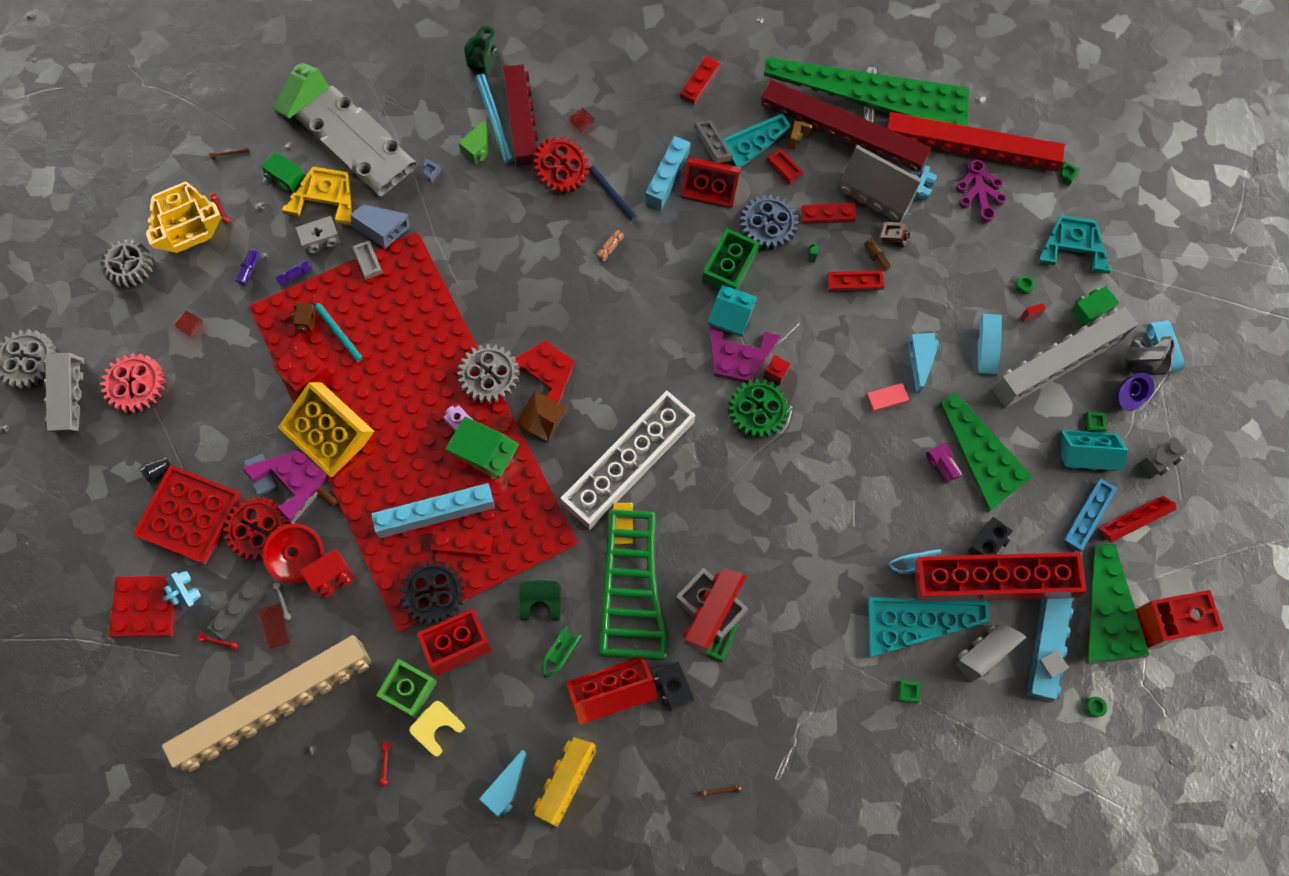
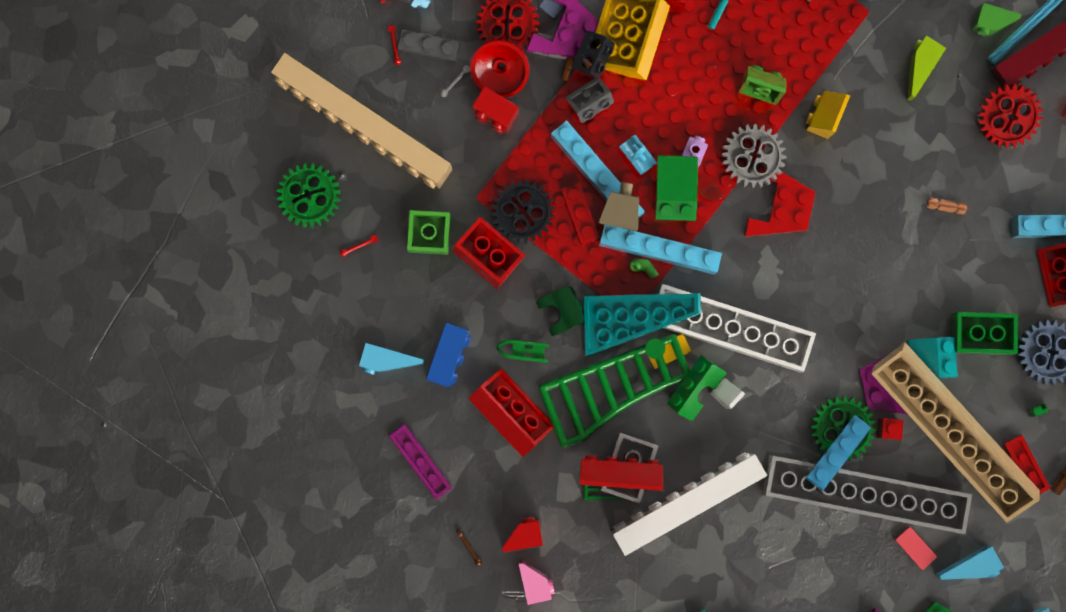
camera: 65 degrees right, 15 degrees up
(274, 626) = (430, 87): clear red tile -> none
(291, 789) = (302, 178): none -> green gear
(324, 467) = (589, 53): none -> black brick
(365, 487) = (590, 99): none -> dark grey bracket
(429, 721) = (409, 266): light yellow piece -> none
(432, 337) = (763, 85): none -> bright green slope
(435, 467) = (638, 154): none -> medium azure hips
(476, 499) = (621, 209): none -> dark tan torso
(483, 211) = (923, 61): none -> lime slope
(484, 299) = (827, 113): none -> yellow slope
(528, 487) = (660, 249): none -> medium azure brick
(530, 724) = (448, 355): none -> blue brick
(536, 508) = (645, 266): none -> bright green arm
(541, 416) = (736, 226): reddish brown slope -> none
(565, 781) = (413, 409): yellow slope -> none
(574, 544) = (626, 317): none -> teal wing
(612, 193) = (1006, 180): dark blue bar -> none
(615, 531) = (655, 348): none -> green tile
(617, 800) = (420, 461): none -> magenta tile
(671, 525) = (701, 375): none -> green arch
(683, 489) = (727, 393): none -> white slope
(683, 695) = (533, 477): black brick -> none
(731, 729) = (525, 535): none -> red slope
(767, 568) = (688, 503): none -> white brick
(779, 418) = (838, 452): none -> dark azure plate
(781, 741) = (535, 584): none -> bright pink slope
(802, 318) = (956, 432): none -> tan brick
(823, 415) = (870, 495): none -> light grey brick

